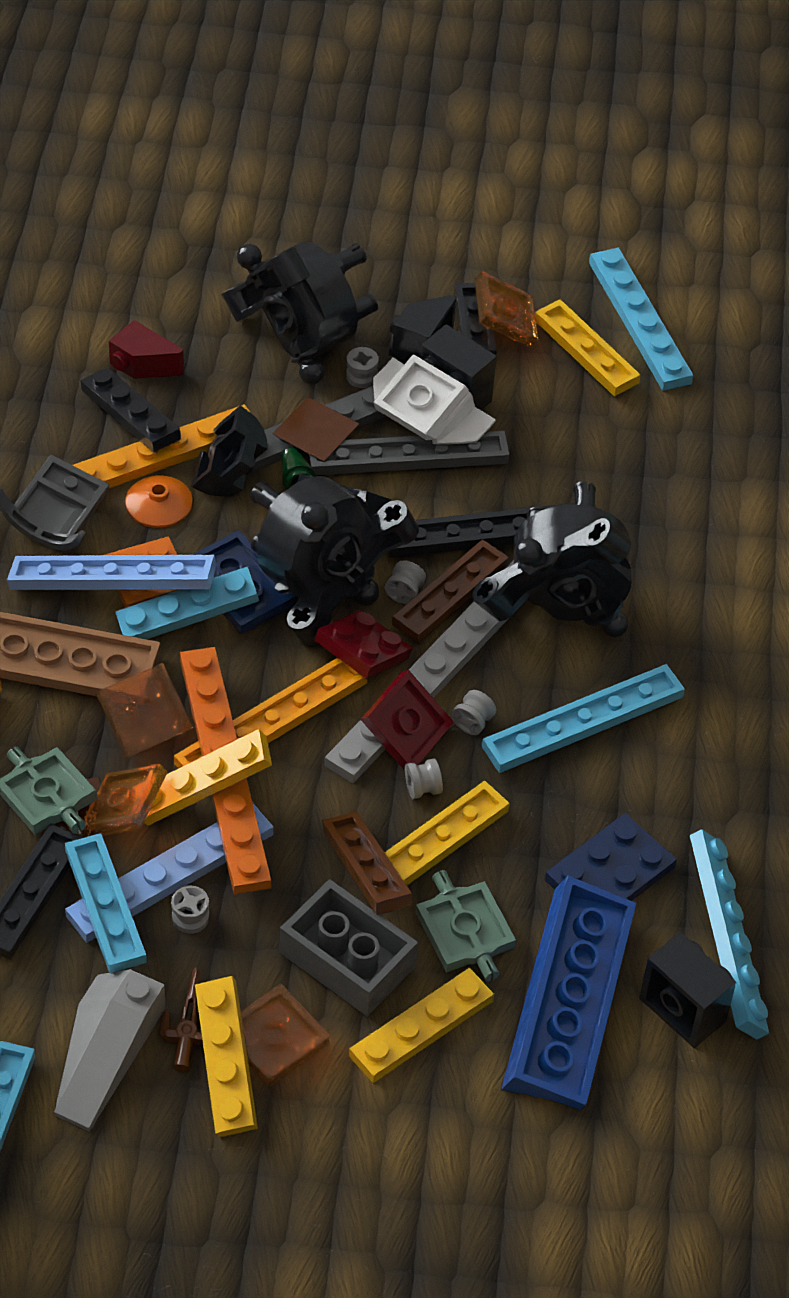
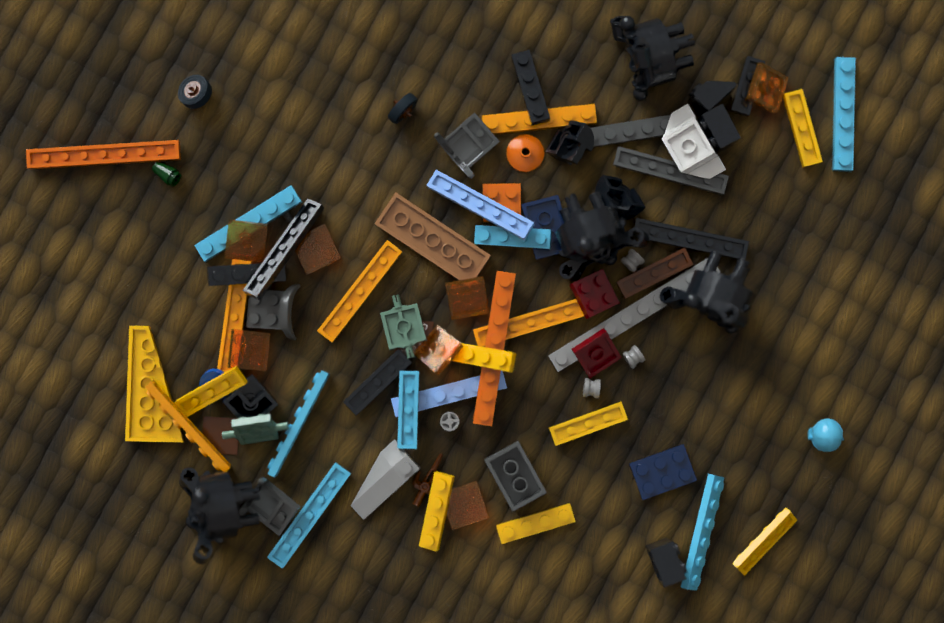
camera: 25 degrees right, 35 degrees up
(145, 353) = (552, 47): dark red slope -> none
(293, 465) = (604, 163): dark green cone -> none
(315, 429) = (625, 138): reddish brown sticker -> none
(362, 367) = (667, 101): light grey wheel -> none
(367, 863) = (542, 433): reddish brown plate -> none
(465, 926) = (577, 480): sand green plate -> none
(569, 994) = (610, 537): blue arch -> none
(582, 718) = (688, 379): medium azure plate -> none

